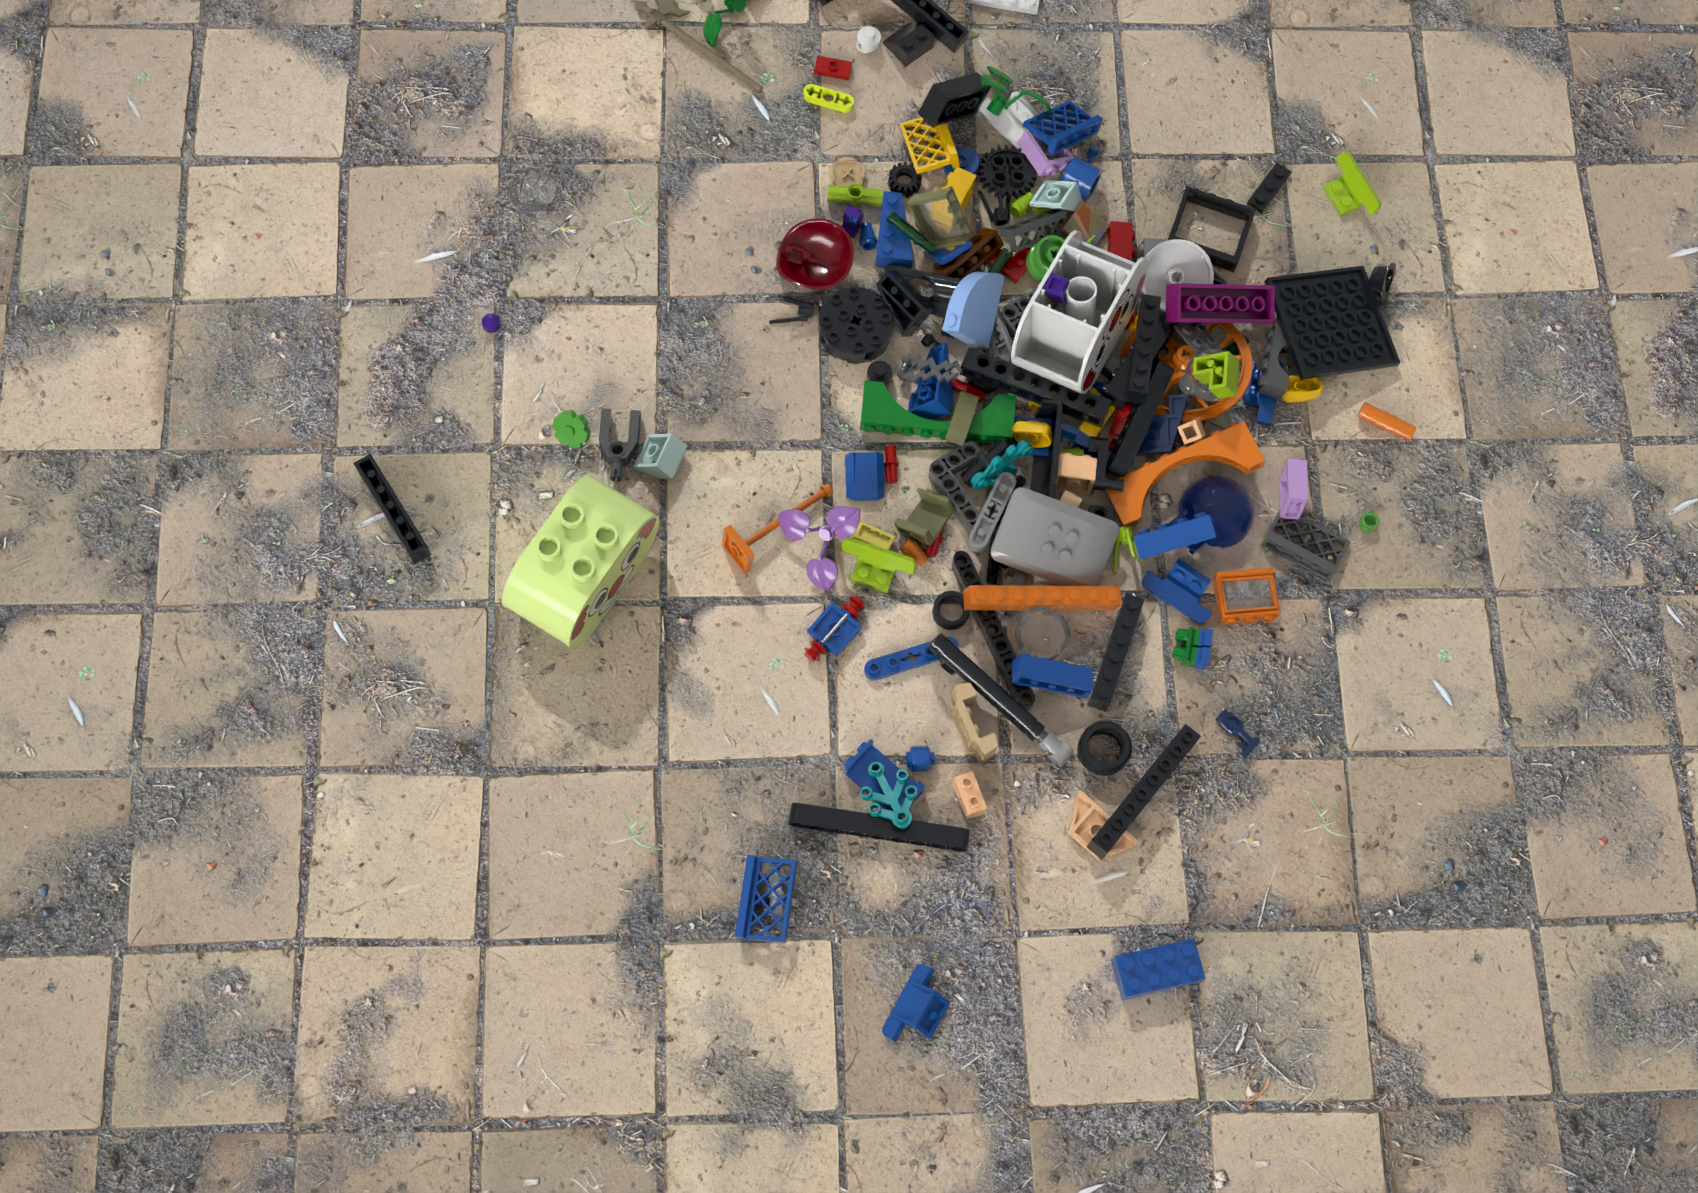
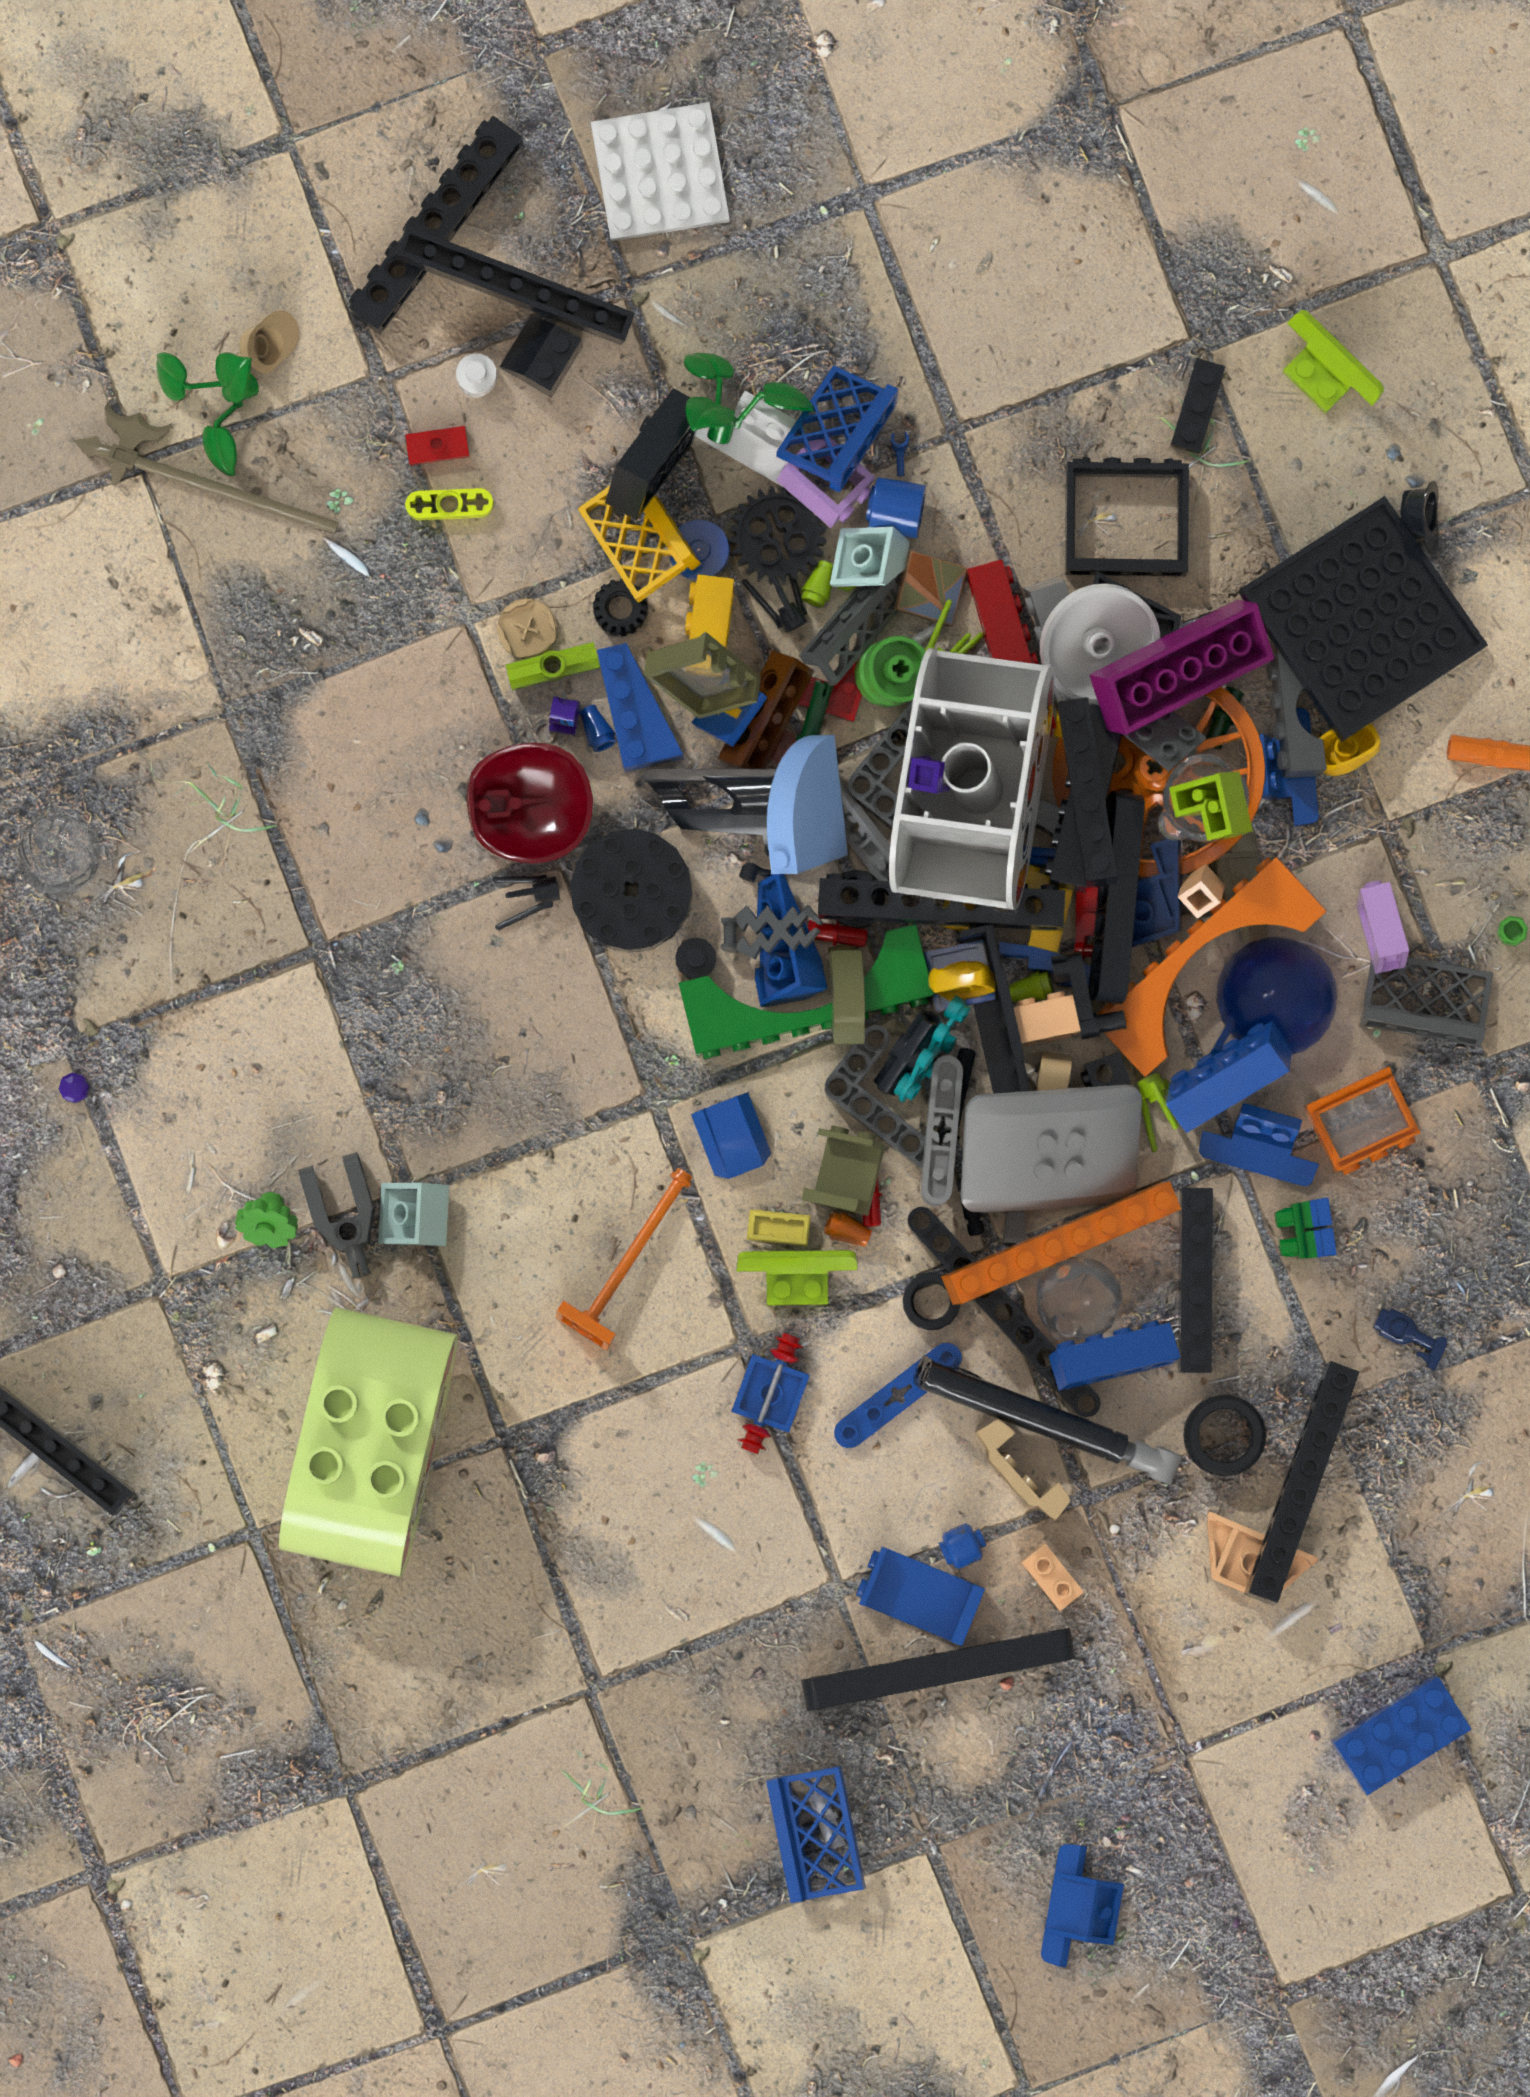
camera: 10 degrees left, 15 degrees up
(841, 523) = (727, 1239): medium lavender plant -> none
(891, 464) = (764, 1100): red axle -> none
(891, 797) = (941, 1625): teal plant -> none
(905, 302) = (693, 831): black wedge -> none
(916, 236) = (676, 713): dark green pin -> none

